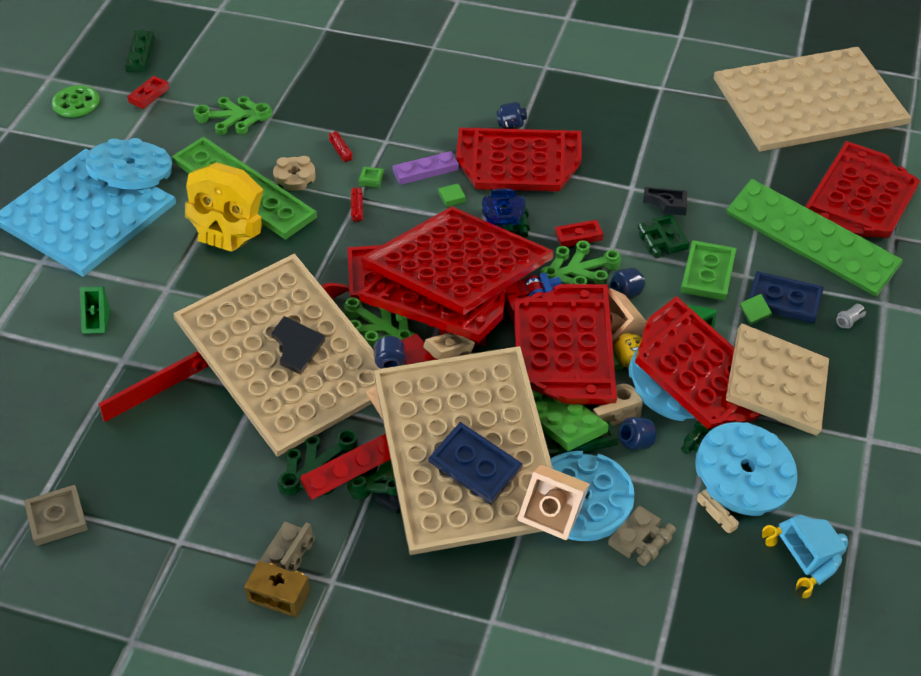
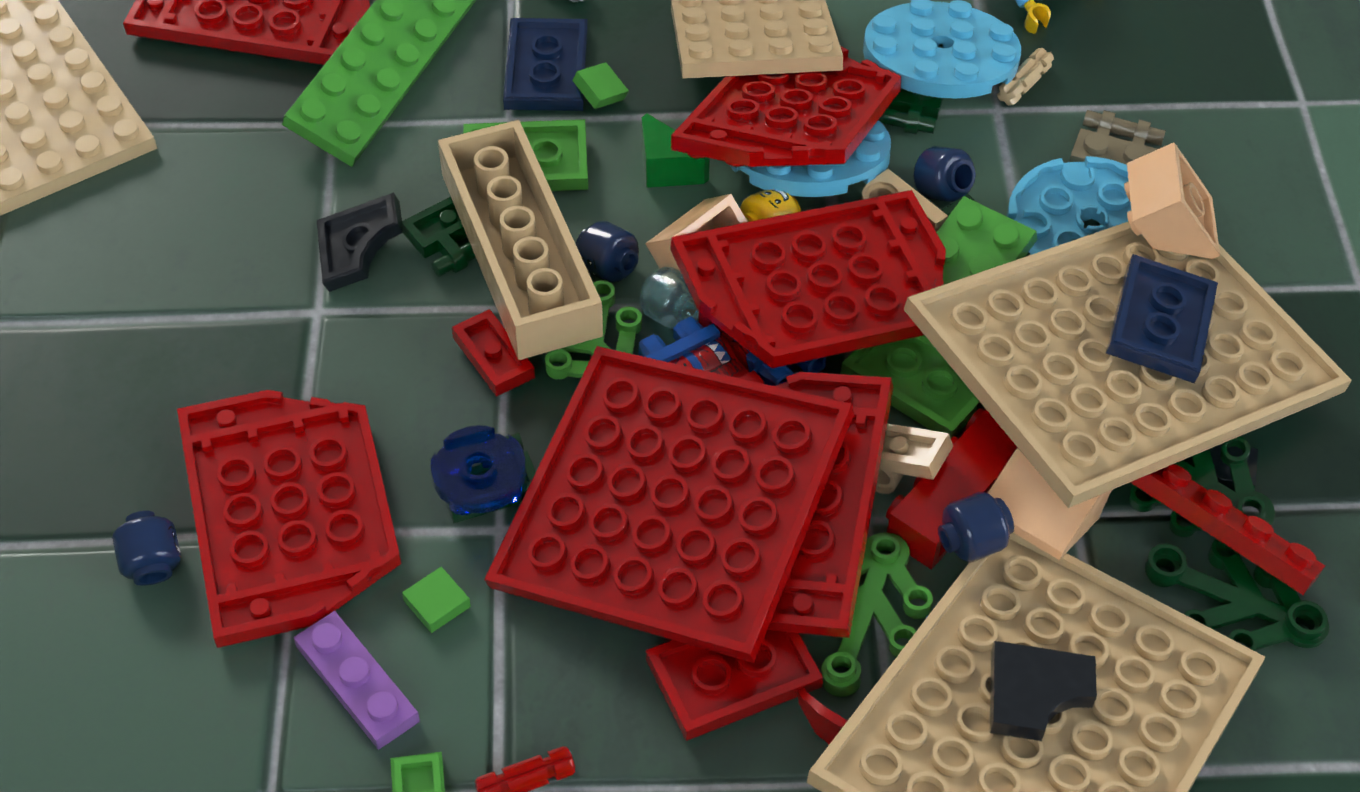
camera: 110 degrees left, 5 degrees up
(634, 237) = (520, 240): none -> tan brick

